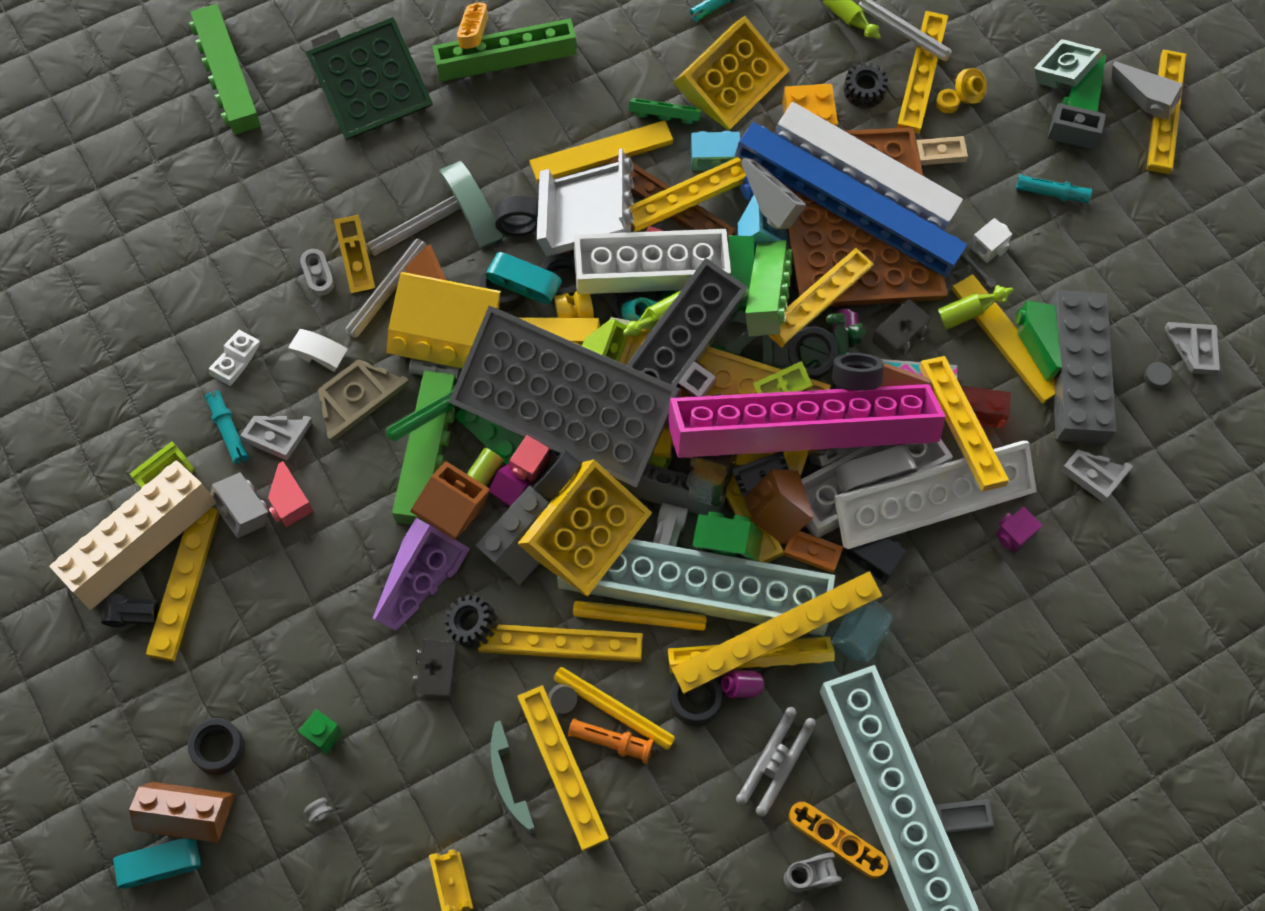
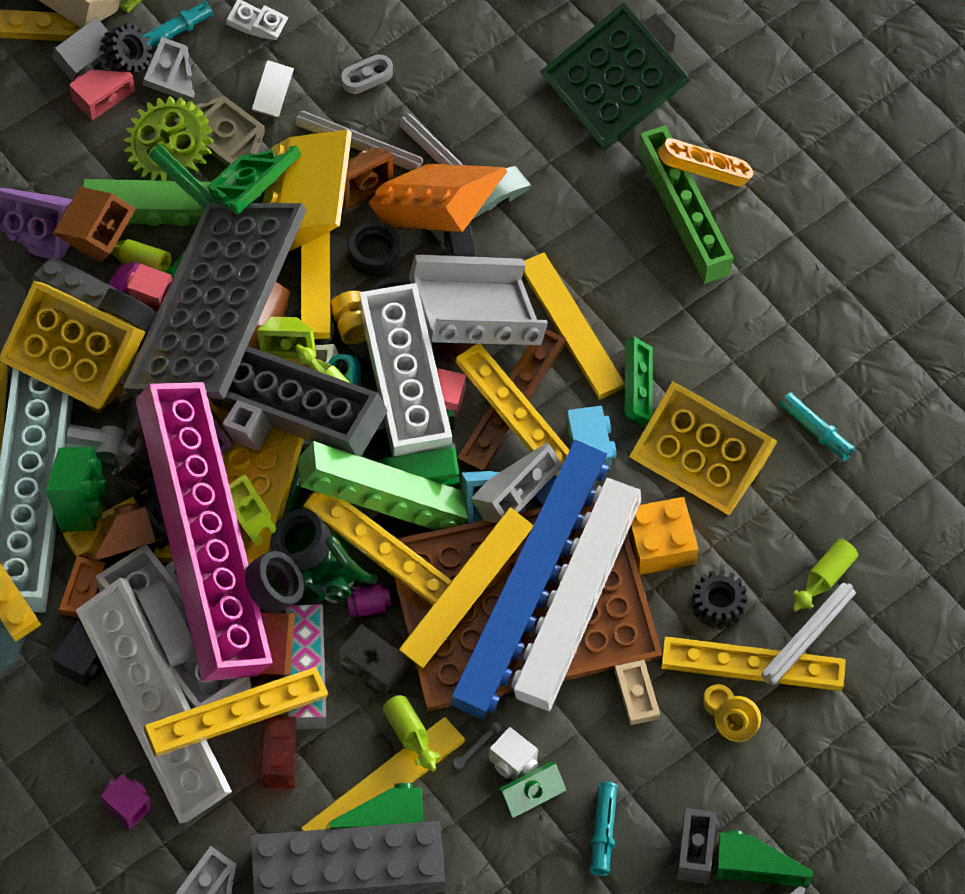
camera: 80 degrees right, 5 degrees down
(252, 464) = (136, 43): none -> black tyre
(337, 444) = (158, 120): none -> lime gear
(354, 253) = (404, 96): yellow slope -> none
(434, 361) = (250, 177): none -> green wing
(471, 219) = (436, 196): none -> orange slope
(523, 278) = (374, 255): teal beam -> none
(858, 243) = (466, 588): none -> yellow tile
(1020, 231) = (532, 789): none -> plate
(1066, 64) = (790, 829): sand green plate -> none

